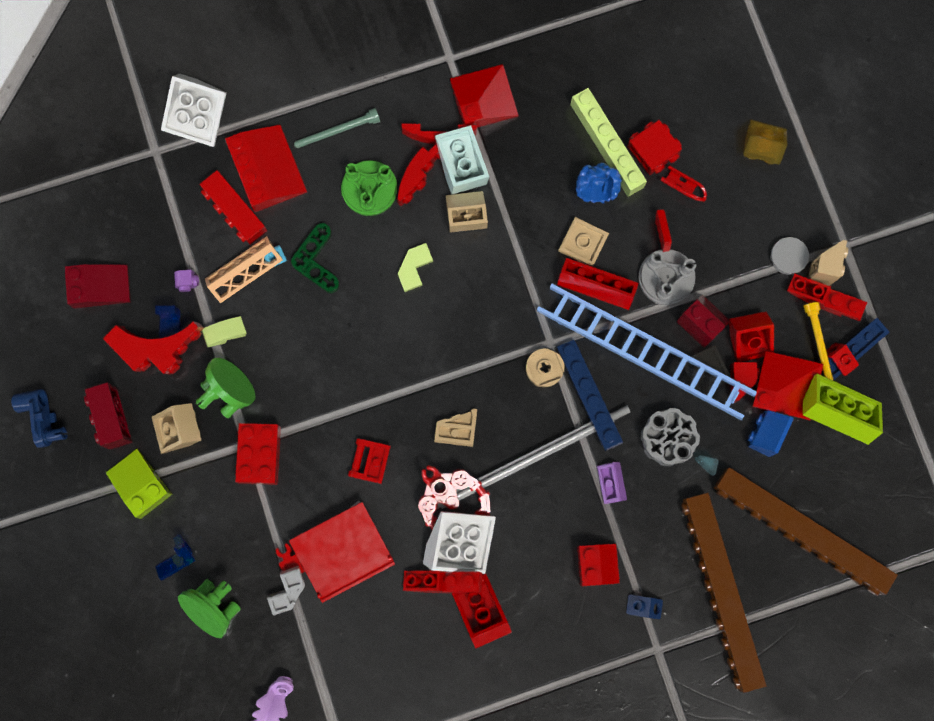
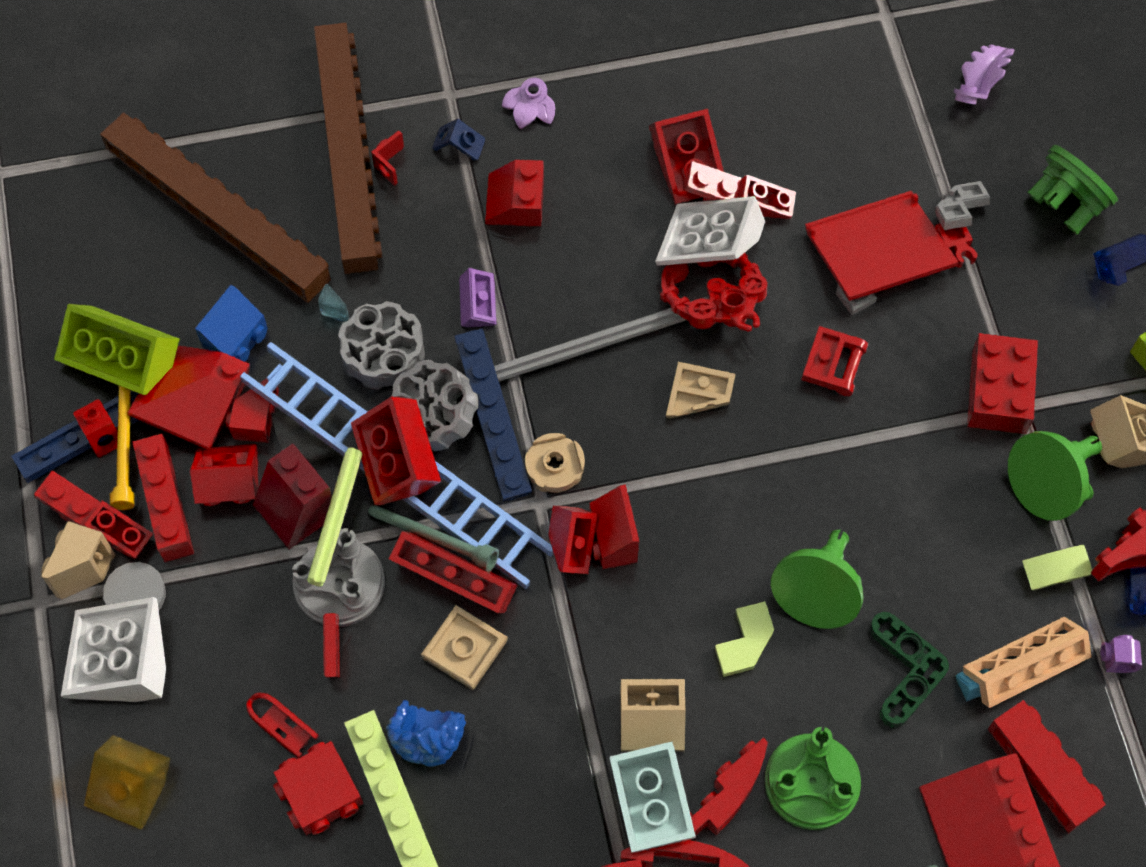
camera: 170 degrees left, 15 degrees down
(369, 294) = (819, 585): none -> bright green piece
(502, 323) = (615, 529): none -> red slope
(527, 315) = (572, 538): none -> red slope
(581, 294) = (483, 556): none -> sand green piece
(600, 642) = (528, 105): none -> lavender plate
(628, 386) = (437, 398): none -> light grey connector
(646, 350) = (395, 450): none -> red slope
(676, 302) = (334, 517): none -> yellowish green axle
(695, 591) = (385, 150): none -> red bracket
(787, 314) = (163, 498): none -> red brick
(791, 213) = (116, 653): none -> white slope

